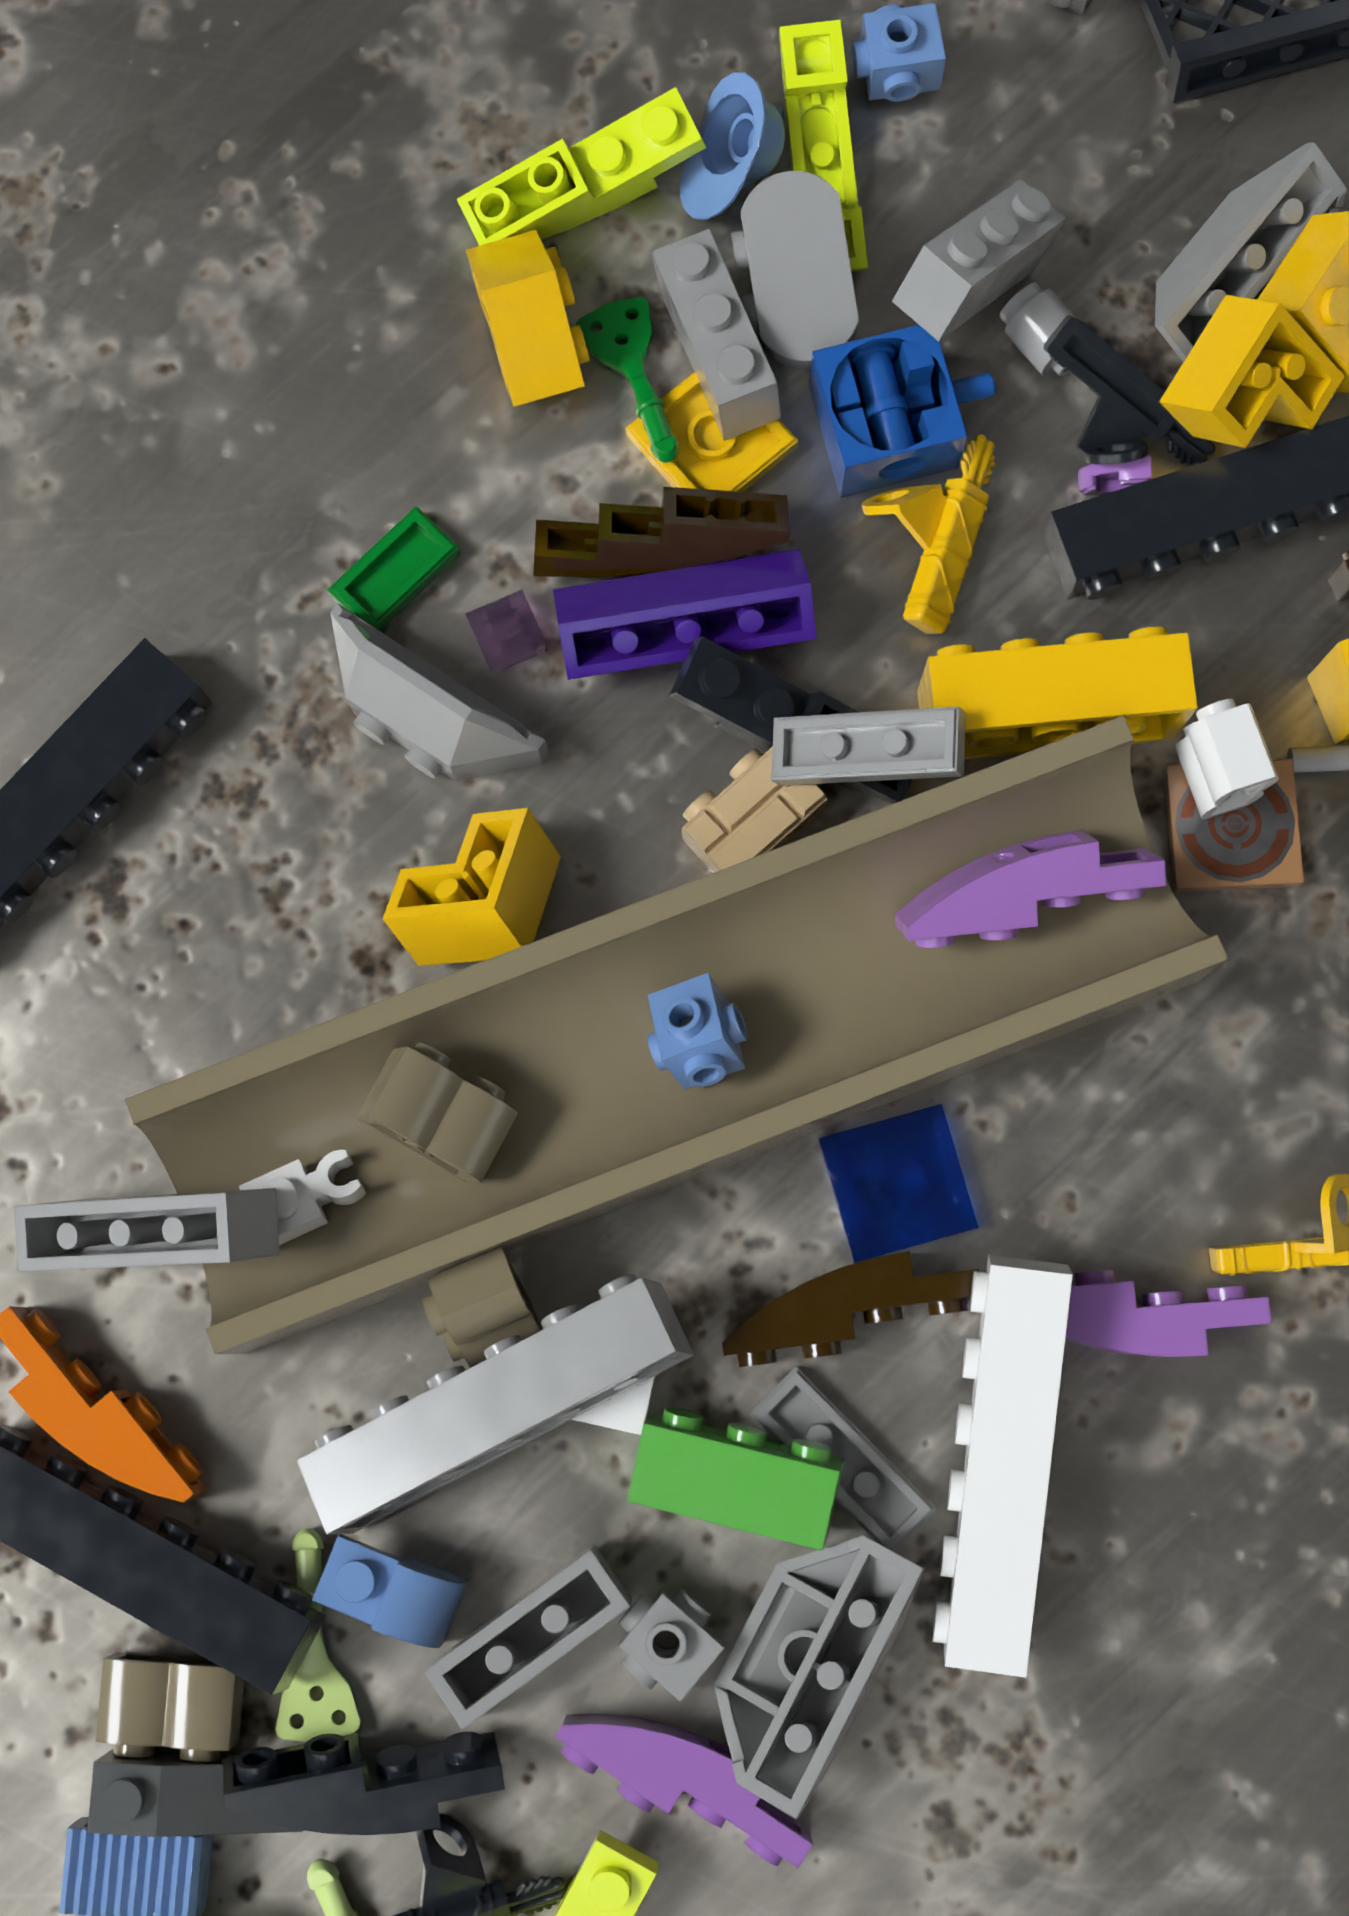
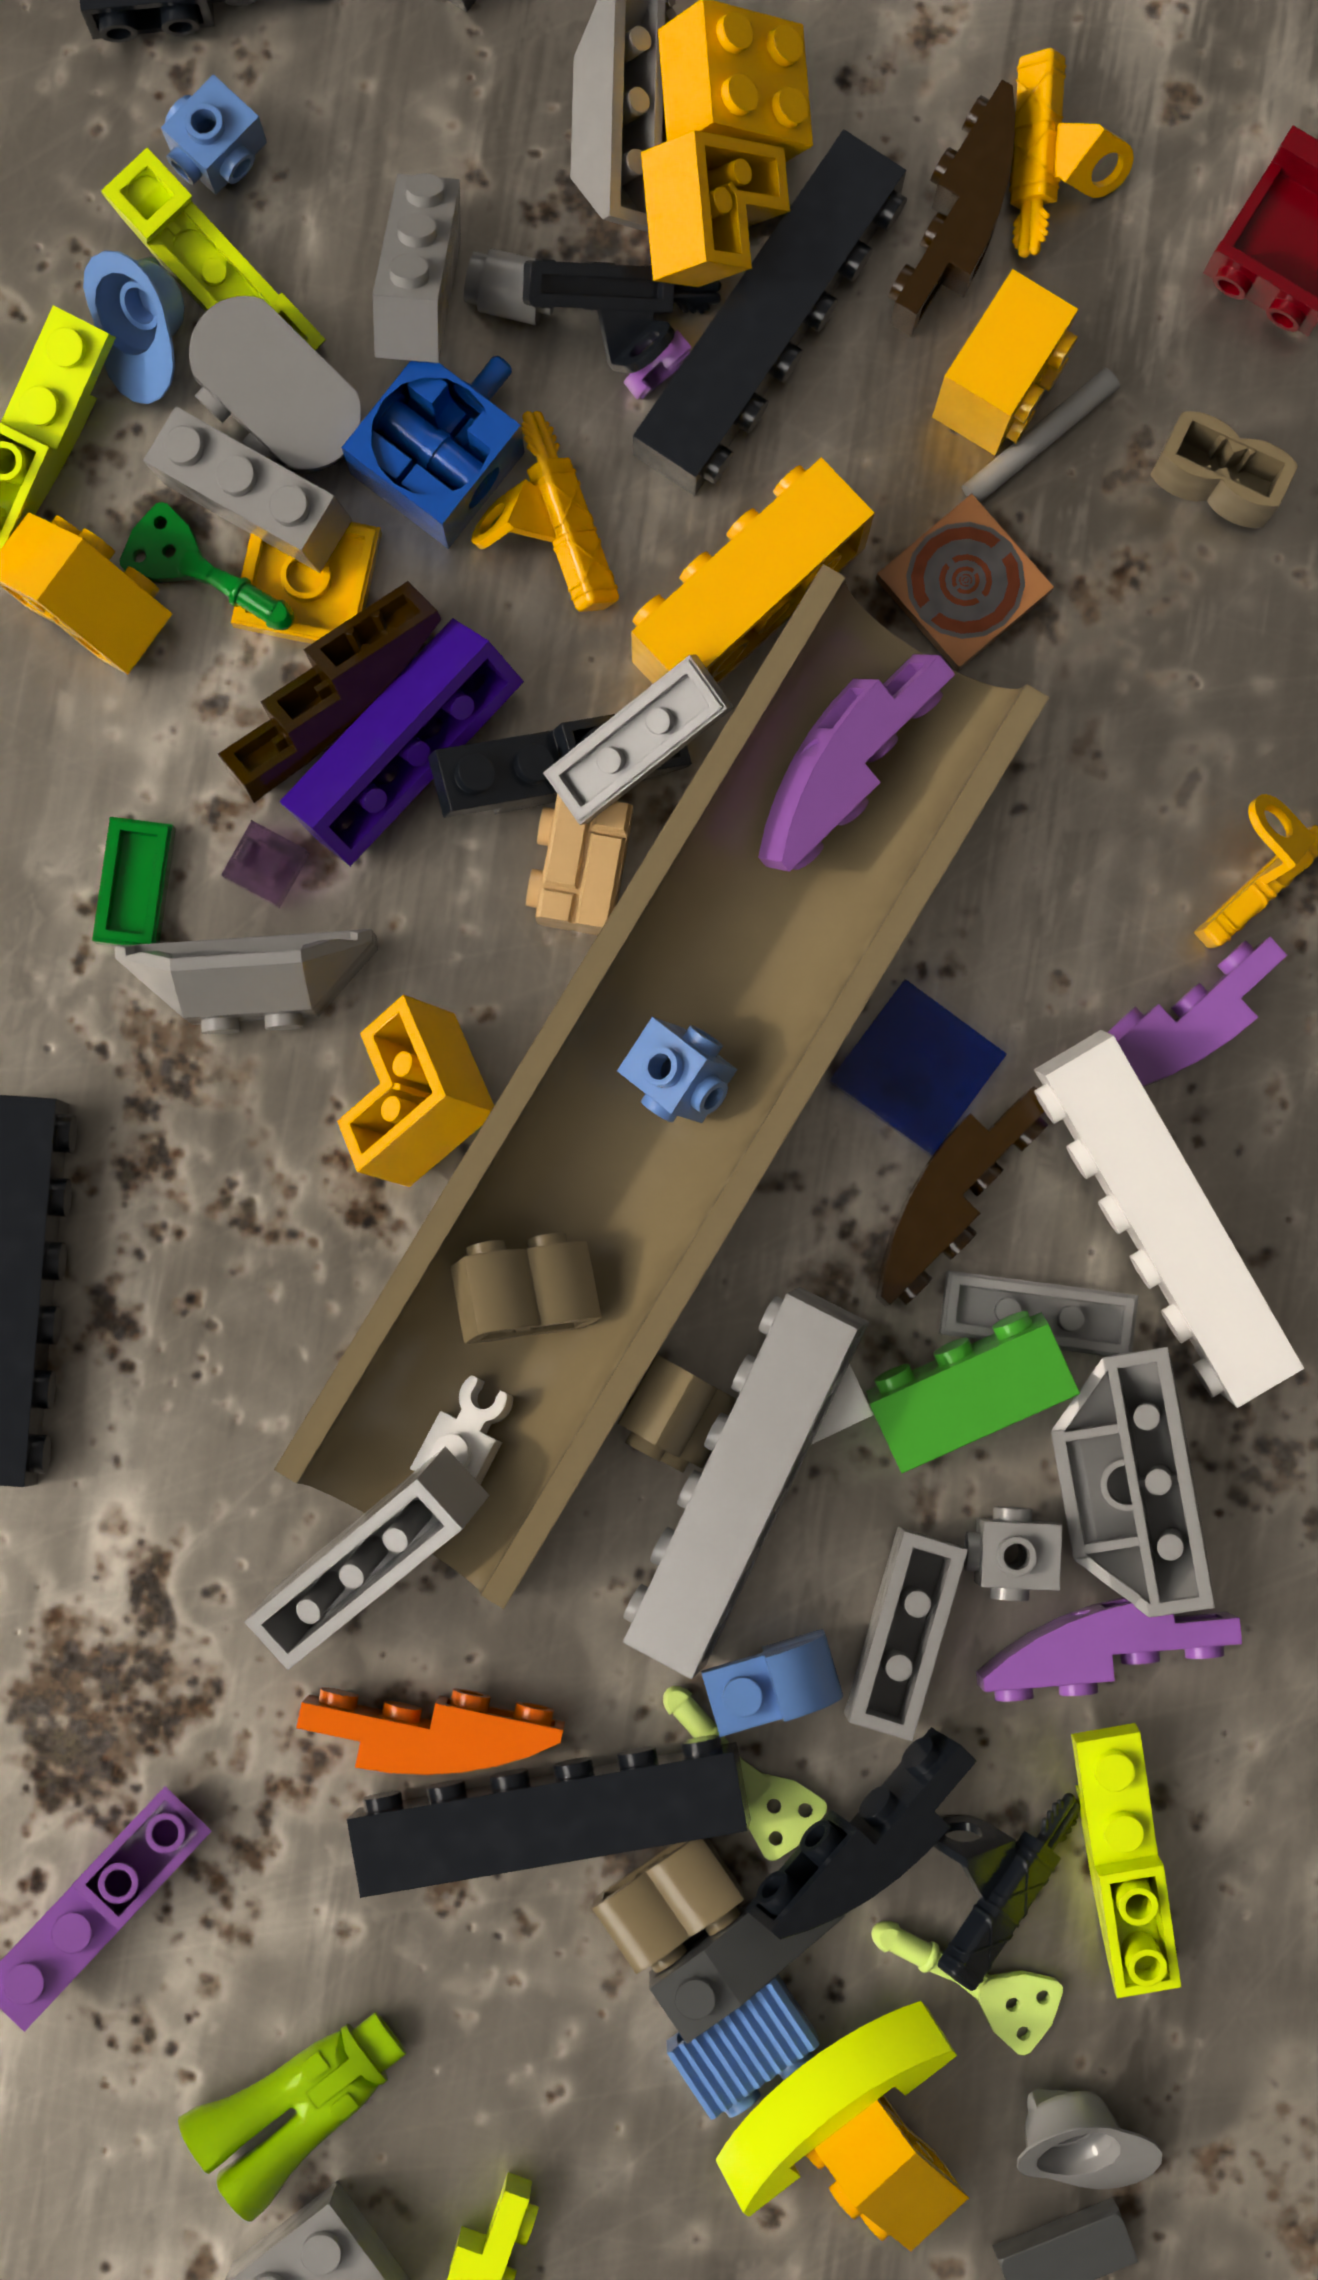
camera: 45 degrees left, 5 degrees up
(1225, 758) = (923, 535): white brick -> none

